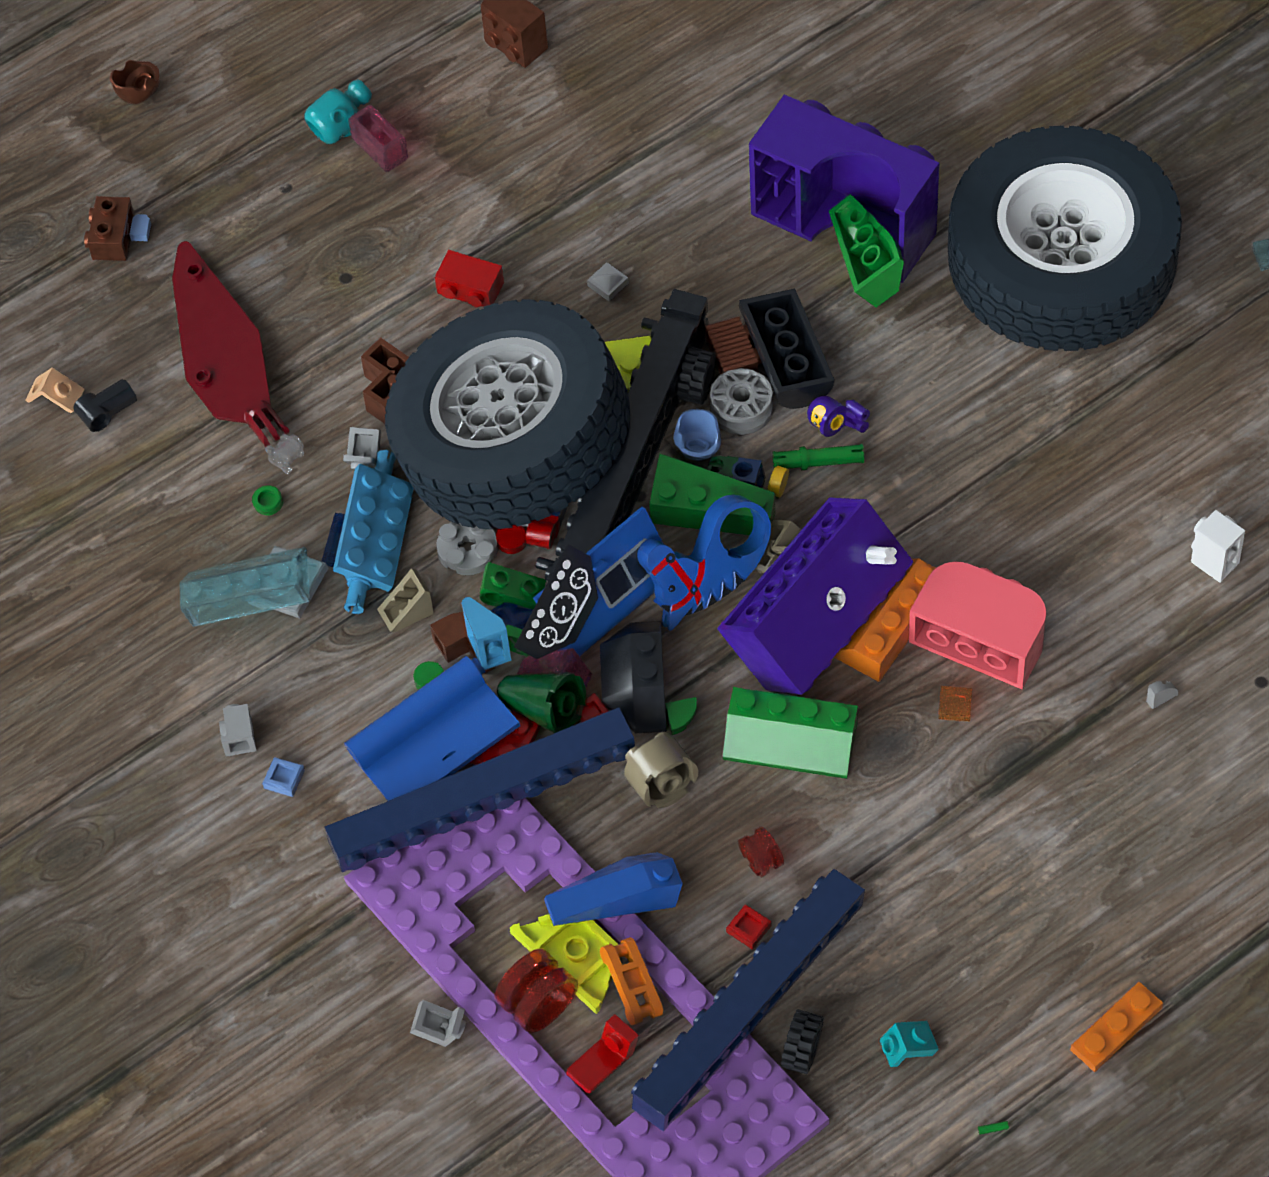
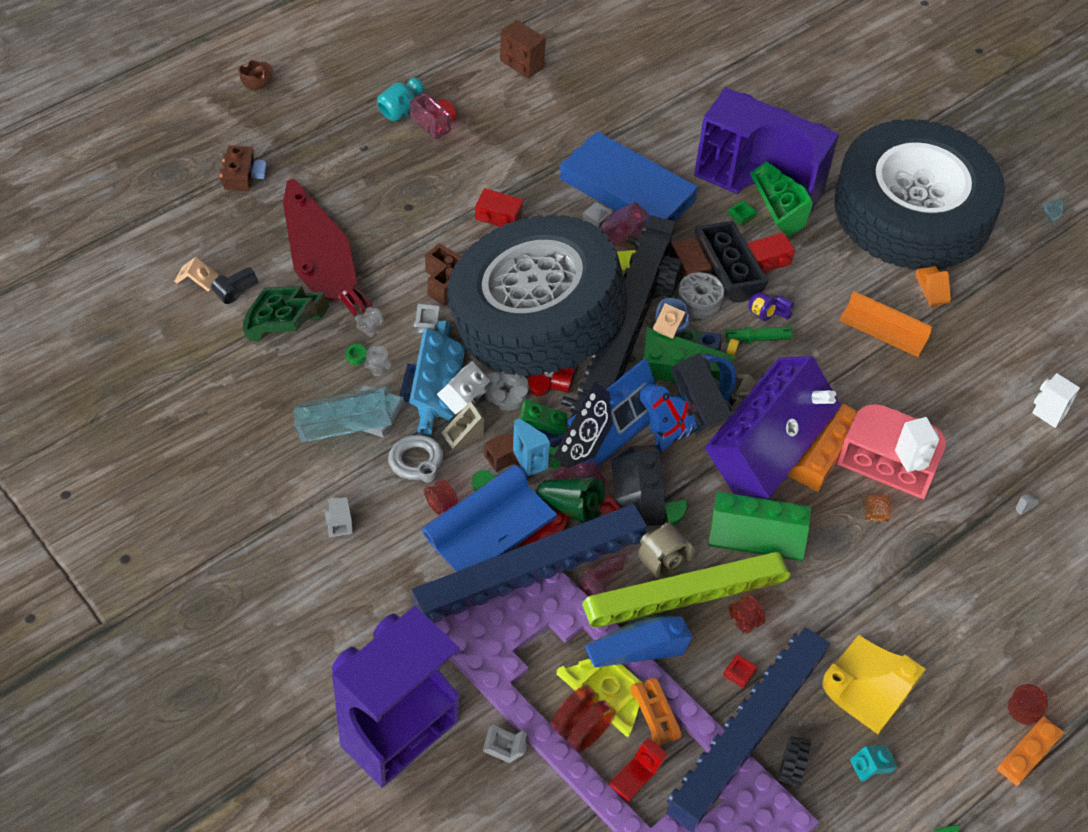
camera: 10 degrees left, 5 degrees down
(169, 442) = (282, 311): none -> dark green slope
(283, 777) = (374, 553): medium blue tile -> none
(293, 965) = (394, 695): none -> dark purple piece
(294, 508) = (377, 360): none -> clear brick
(342, 667) = (420, 472): none -> light grey piece
(370, 700) = (440, 496): none -> clear red wheel
(403, 123) = (448, 107): none -> red tile
(406, 547) = (464, 387): none -> white brick
(564, 804) = (592, 577): none -> clear pink bracket
(639, 297) = (624, 222): none -> clear pink brick
(653, 230) = (623, 177): none -> blue brick
(684, 820) = (685, 589): none -> lime beam
(687, 445) = (669, 321): none -> light nougat bracket
(716, 552) = (701, 393): none -> black wedge
(814, 271) = (742, 213): none -> green tile
(846, 334) = (772, 252): none -> red brick
(917, 940) = (871, 682): none -> yellow slope
(998, 438) = (886, 324): none -> orange panel
(998, 621) = (917, 444): none -> white brick
(1075, 375) = (934, 285): none -> orange slope
(1120, 967) = (1027, 705): none -> clear red wheel

